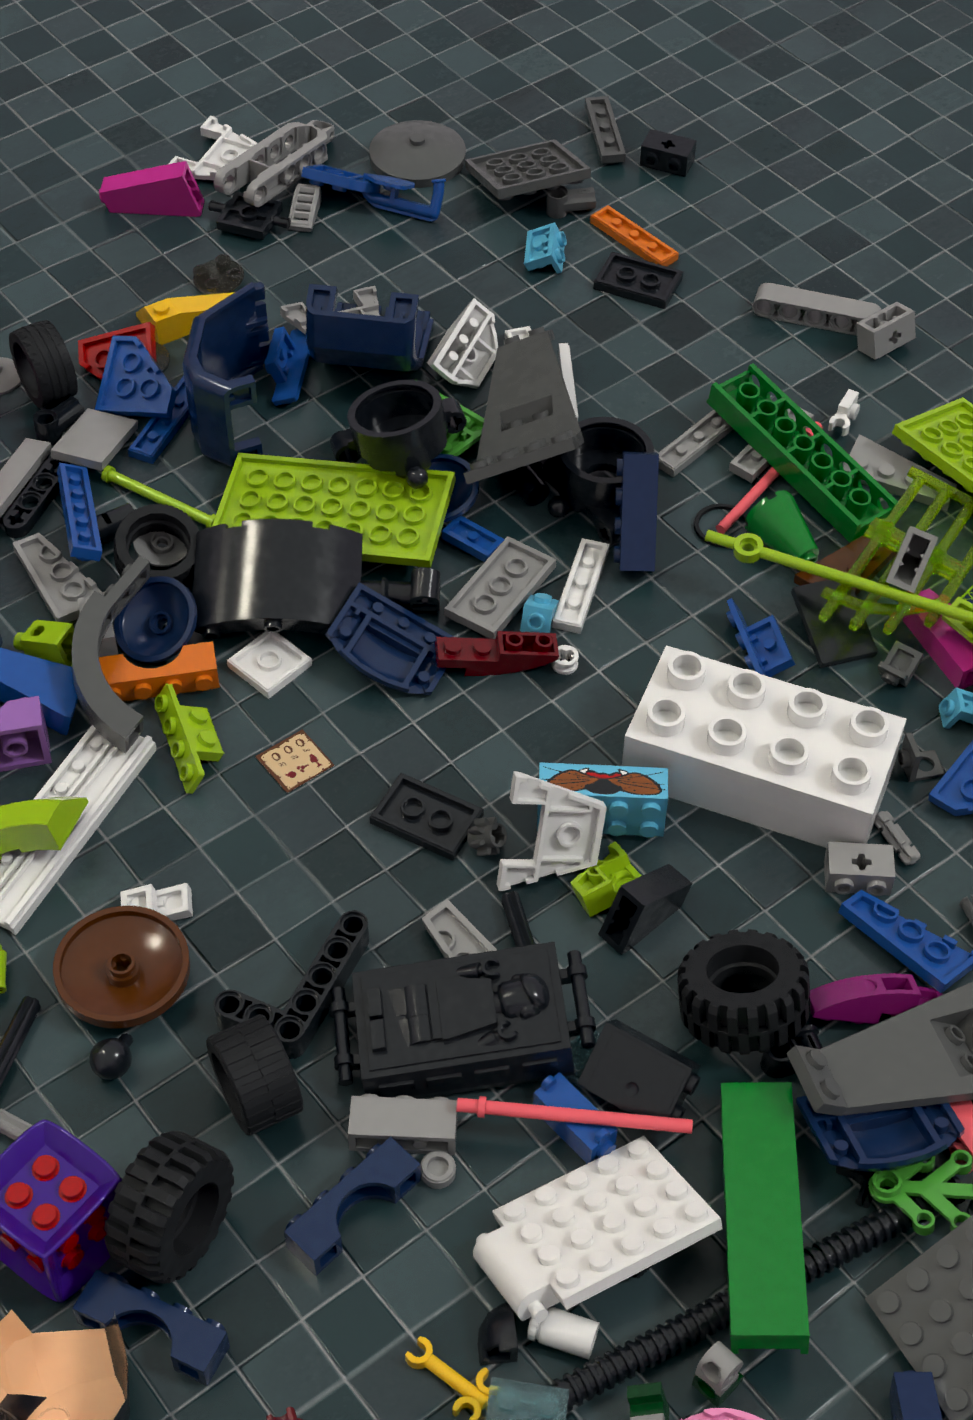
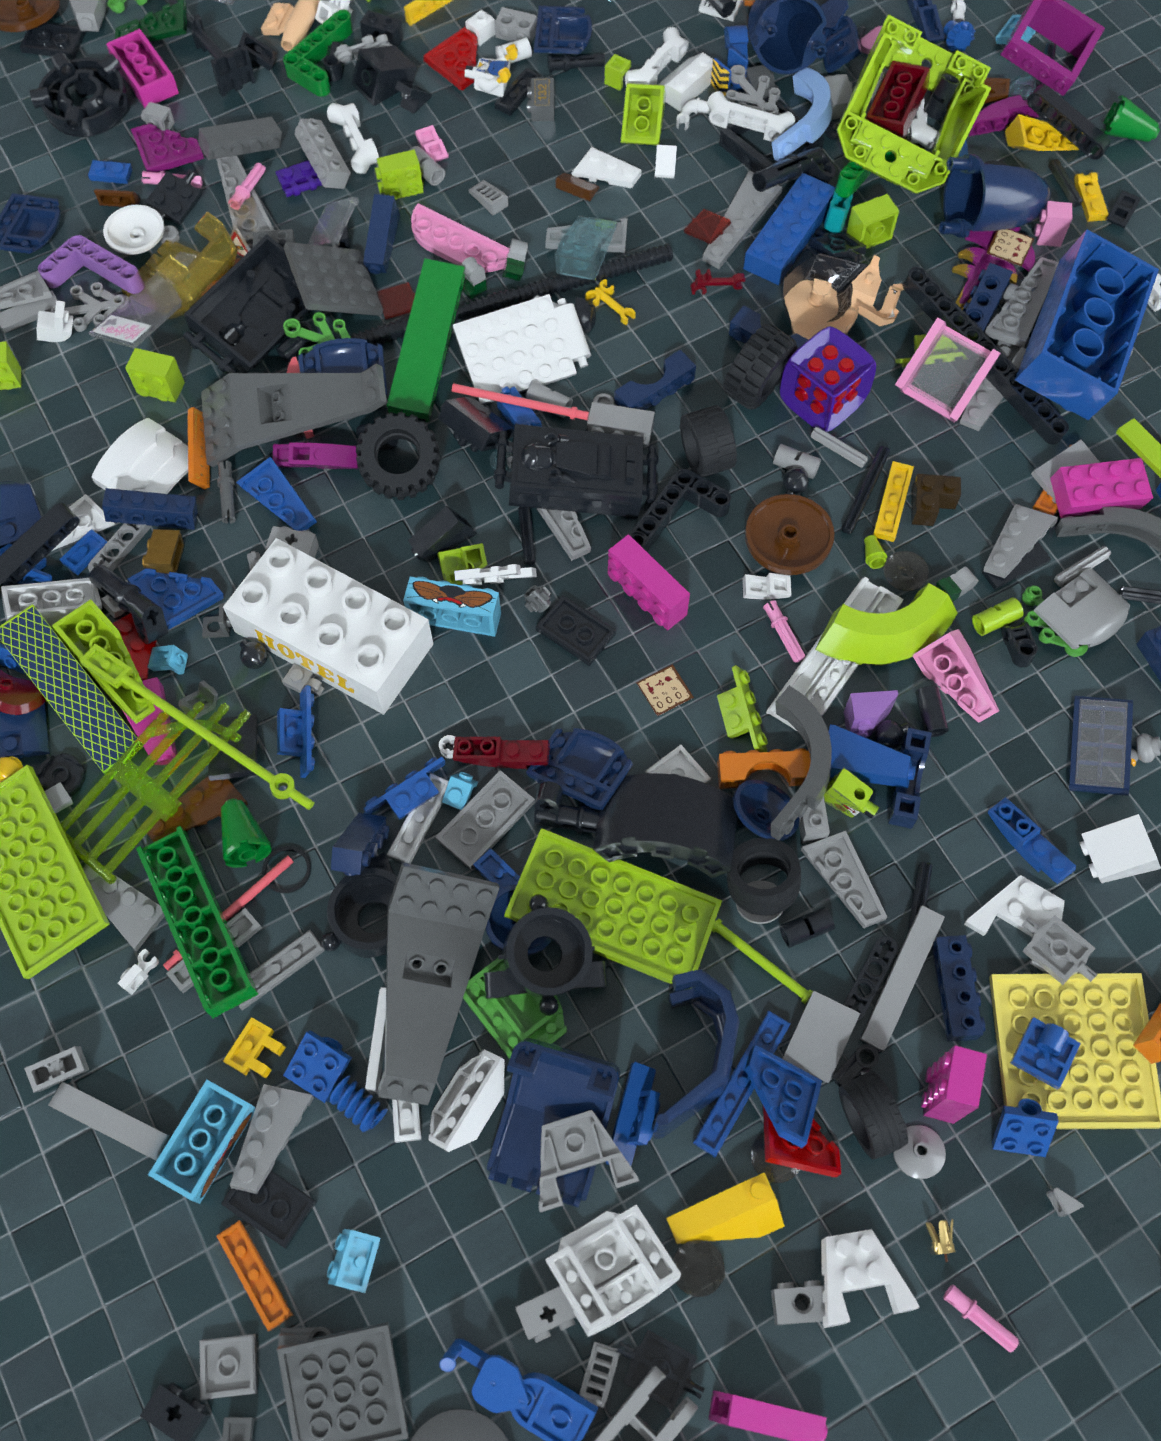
camera: 170 degrees left, 15 degrees up
(70, 283) = (859, 1263): none -> white wing
(79, 512) = (831, 921): blue plate -> none
(107, 1096) = (791, 458): none -> light grey pin
(120, 260) = (784, 1306): none -> light grey brick
(137, 852) = (780, 623): none -> bright pink axle
(309, 253) = (612, 1268): none -> white slope
(330, 862) = (647, 582): none -> dark pink brick
(357, 235) = (532, 1310): none -> light grey brick
(530, 1152) = (544, 394): none -> light grey pin
(581, 345) = (357, 1106): none -> blue piece
(601, 599) = (409, 794): none -> blue bracket
(632, 364) = (318, 1065): none -> blue plate
(635, 187) = (228, 1366): none -> light grey tile
(655, 318) = (271, 1126): none -> light grey wing
(701, 373) = (249, 1046): none -> yellow plate
(716, 298) = (202, 1142): none -> medium azure brick
(849, 1332) = (396, 300): none -> clear red piece
(911, 559) = (155, 746): light grey slope -> none

